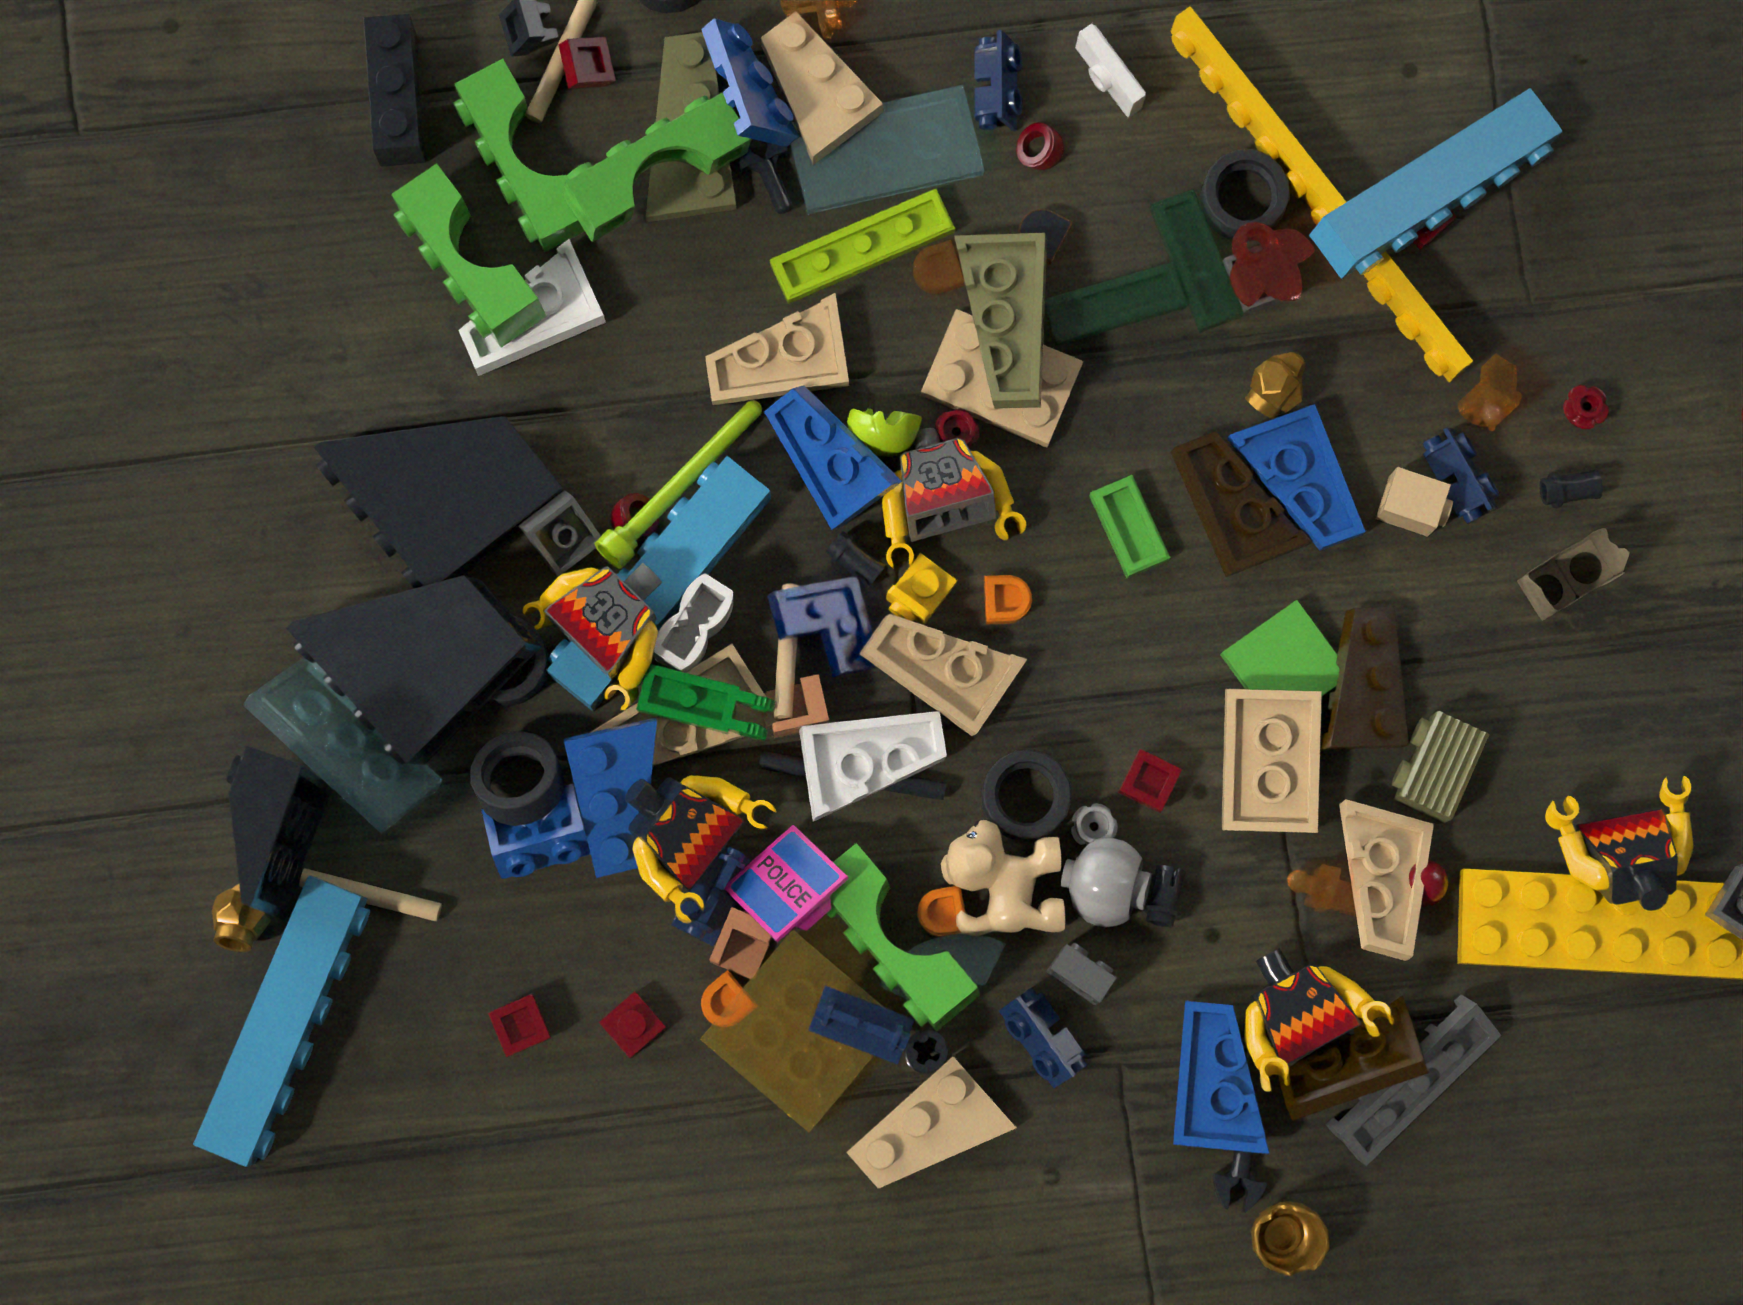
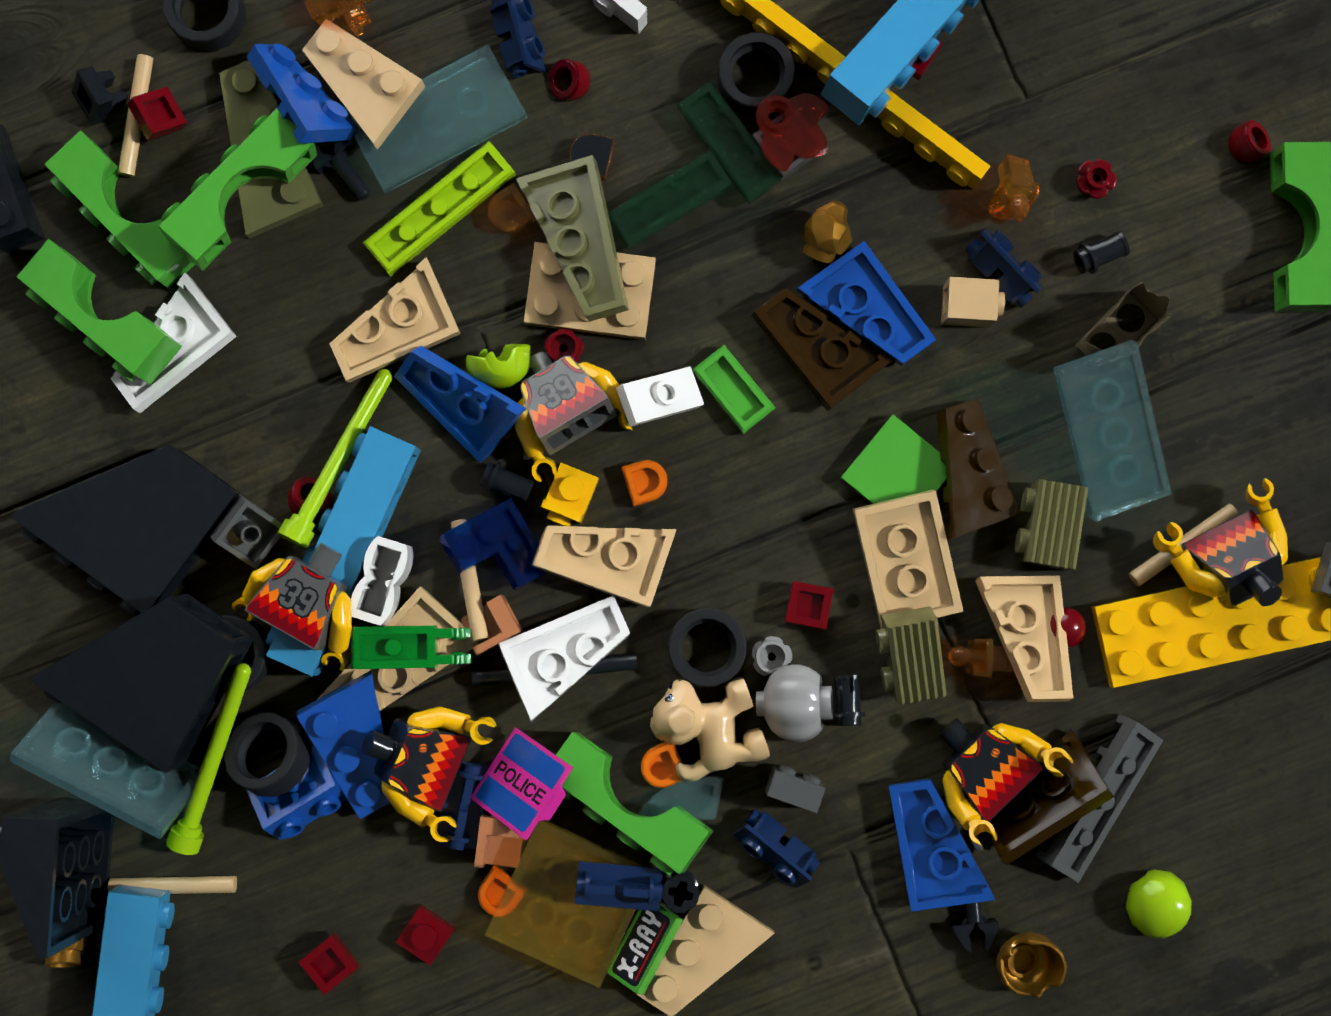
camera: 10 degrees left, 5 degrees up
(404, 841) = (186, 834): none -> lime piece
(869, 1102) = (644, 948): none -> tile
(1048, 510) = (660, 396): none -> white plate
(1248, 863) = (912, 655): none -> olive brick
(1449, 1214) = (1159, 904): none -> lime hair
(1532, 680) = (1112, 430): none -> clear light blue tile
(1549, 839) = (1161, 560): none -> tan bar

